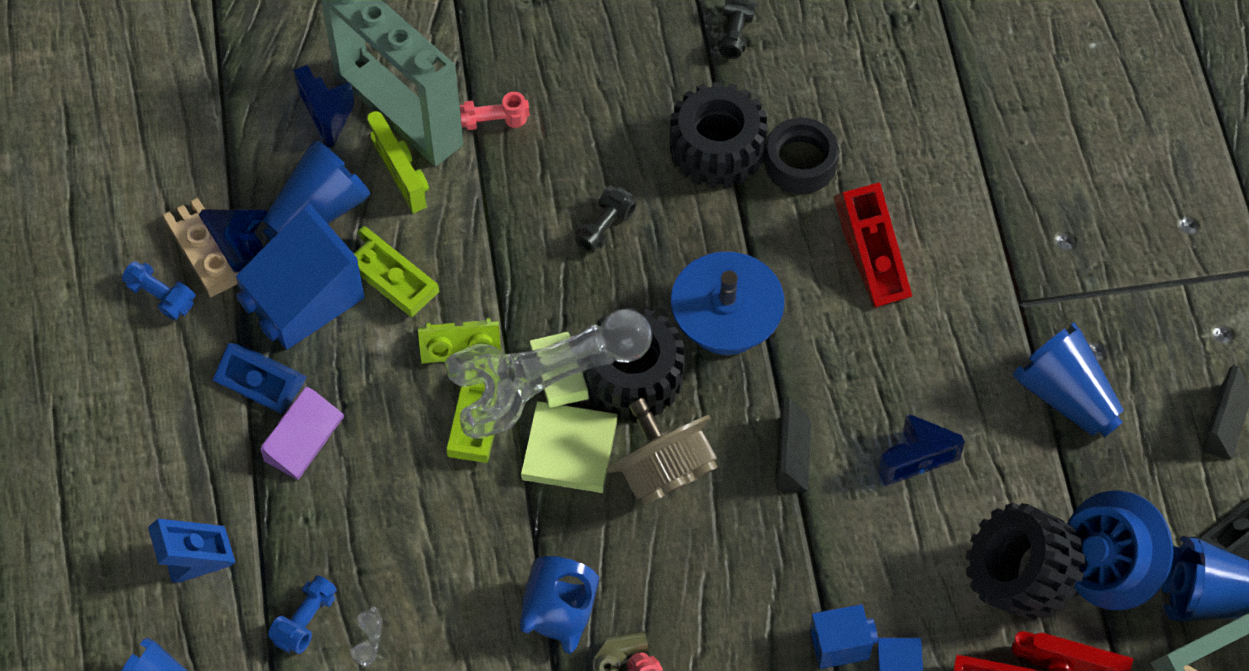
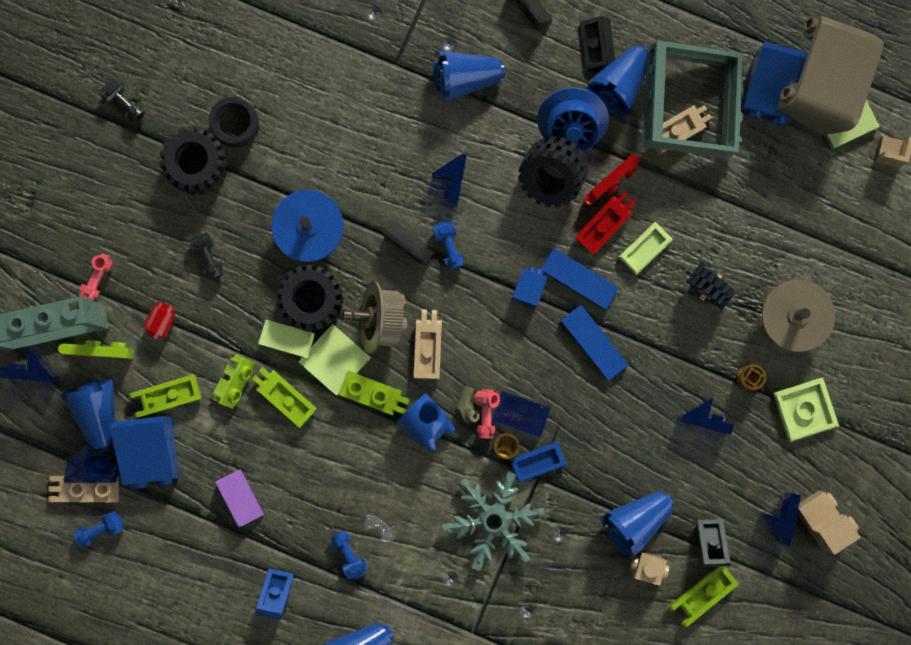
camera: 55 degrees left, 25 degrees up
(258, 377) = (188, 502): blue slope -> none
(483, 210) = (159, 320): none -> red brick
(520, 376) = (285, 374): clear piece -> none
(553, 511) = (372, 393): none -> lime hinge
(667, 551) = (427, 347): none -> tan hinge
(839, 484) = (444, 232): none -> blue bar
(873, 243) = (314, 120): red slope -> none

